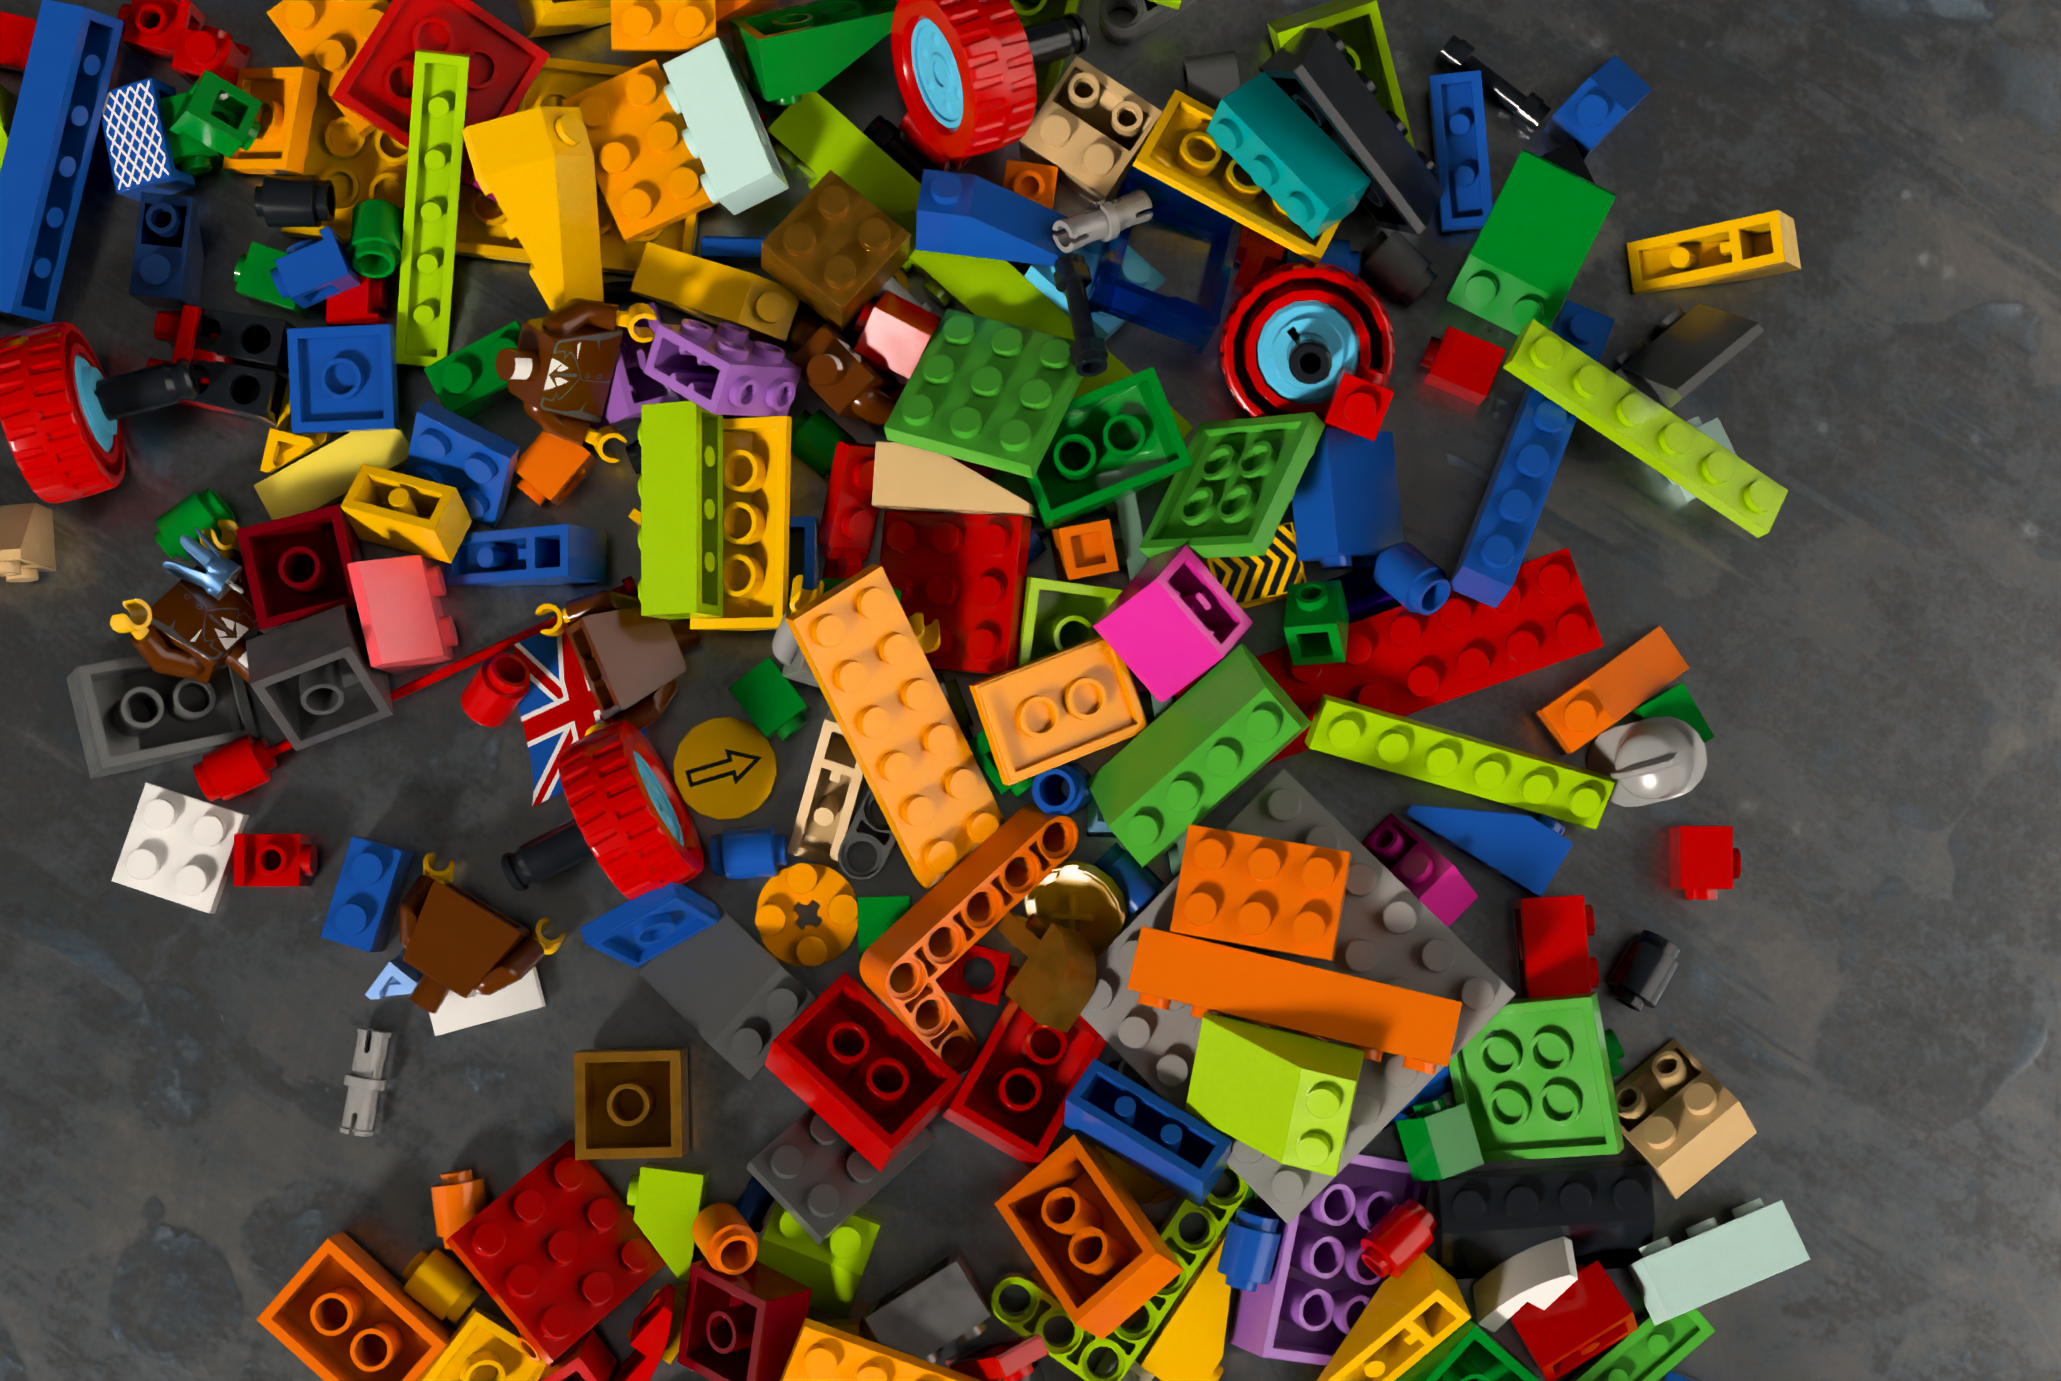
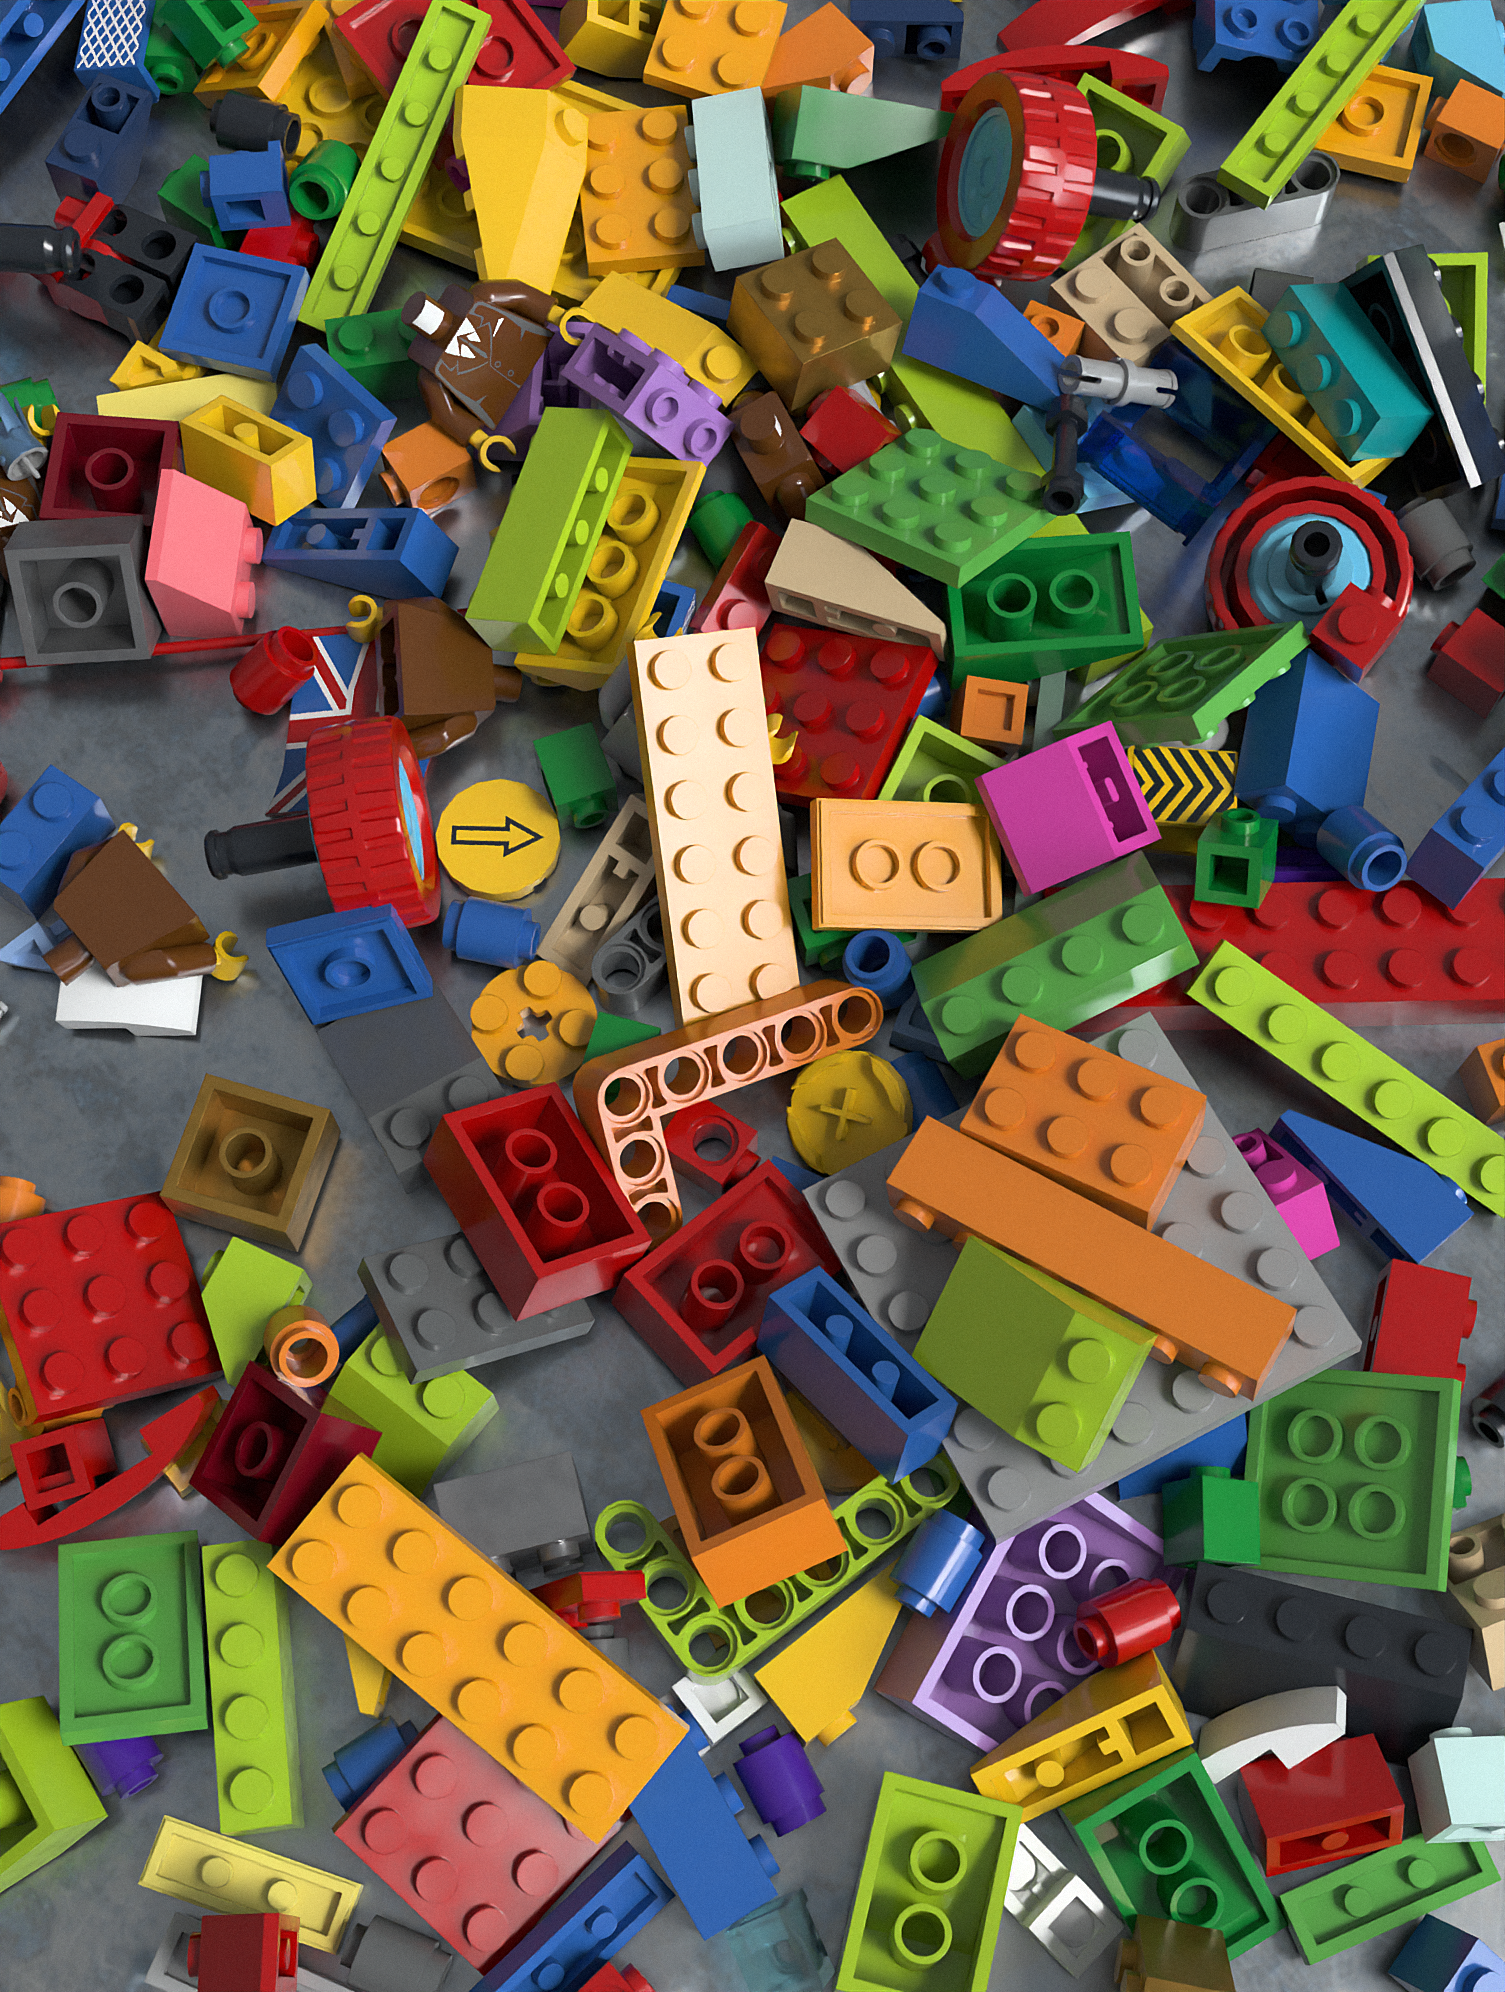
camera: 15 degrees right, 15 degrees down
(1057, 974) = (802, 1158): pearl gold brick -> none

